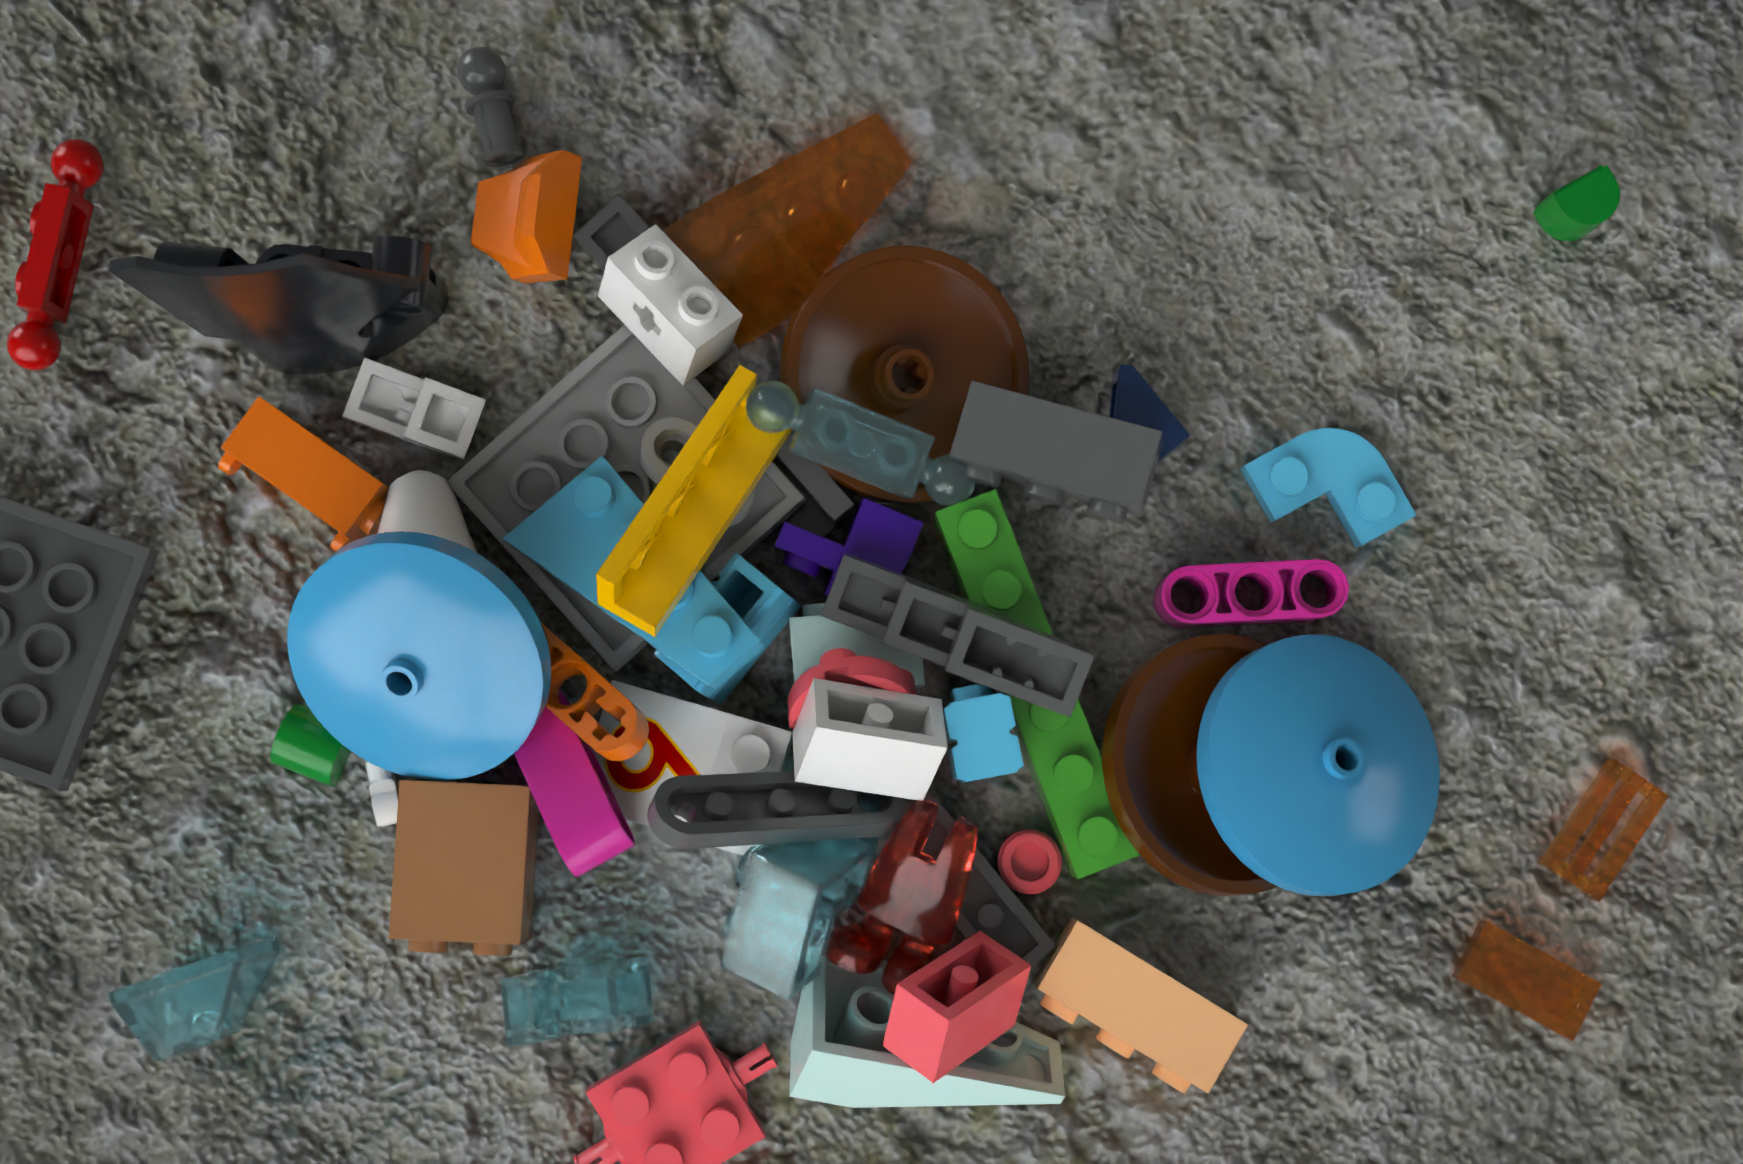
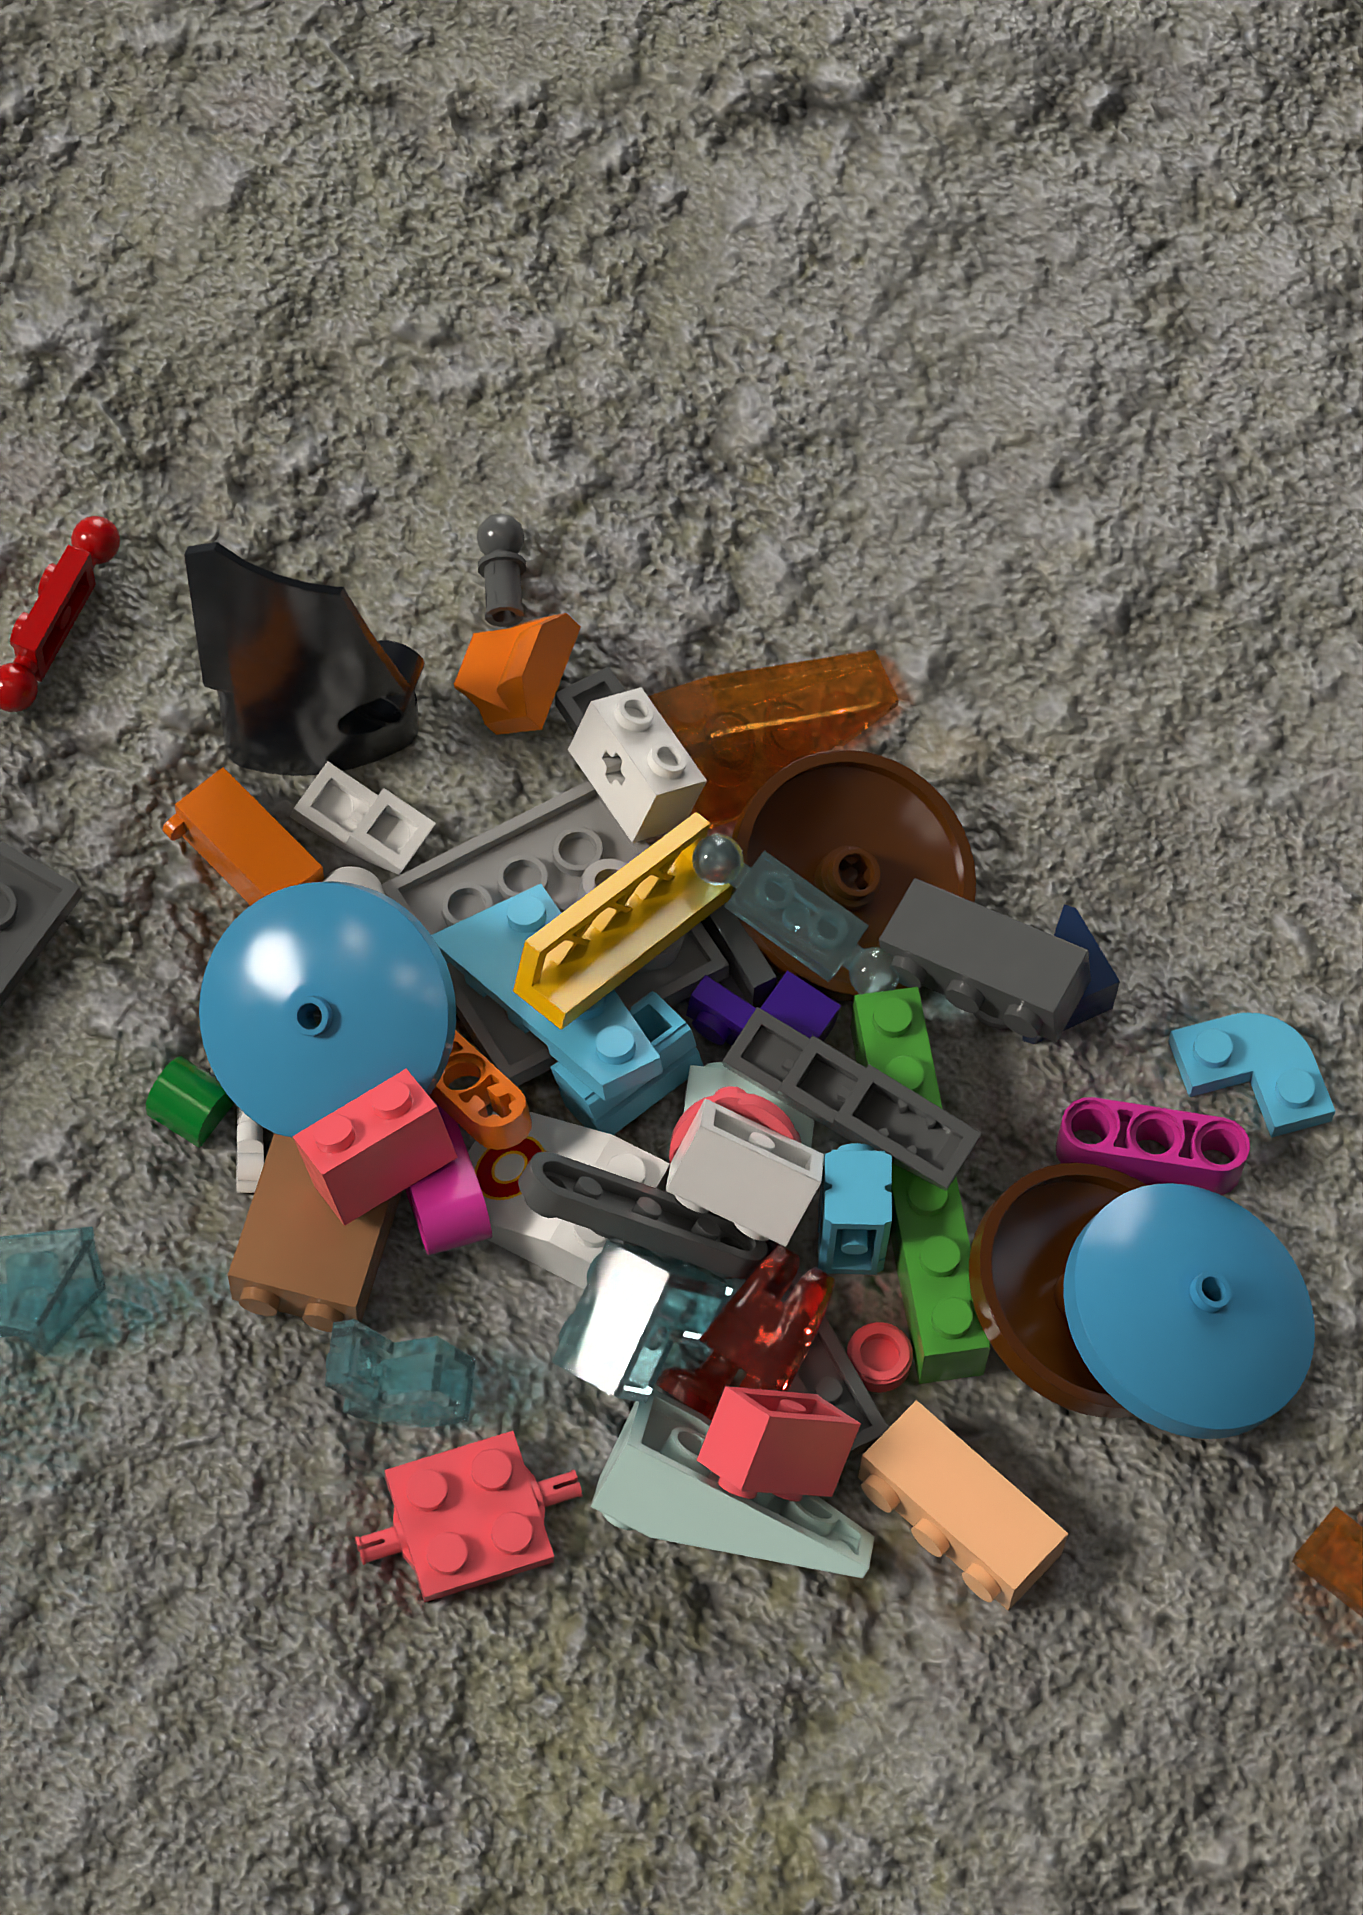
camera: 10 degrees right, 20 degrees down
(497, 794) = (375, 1146): none -> coral brick

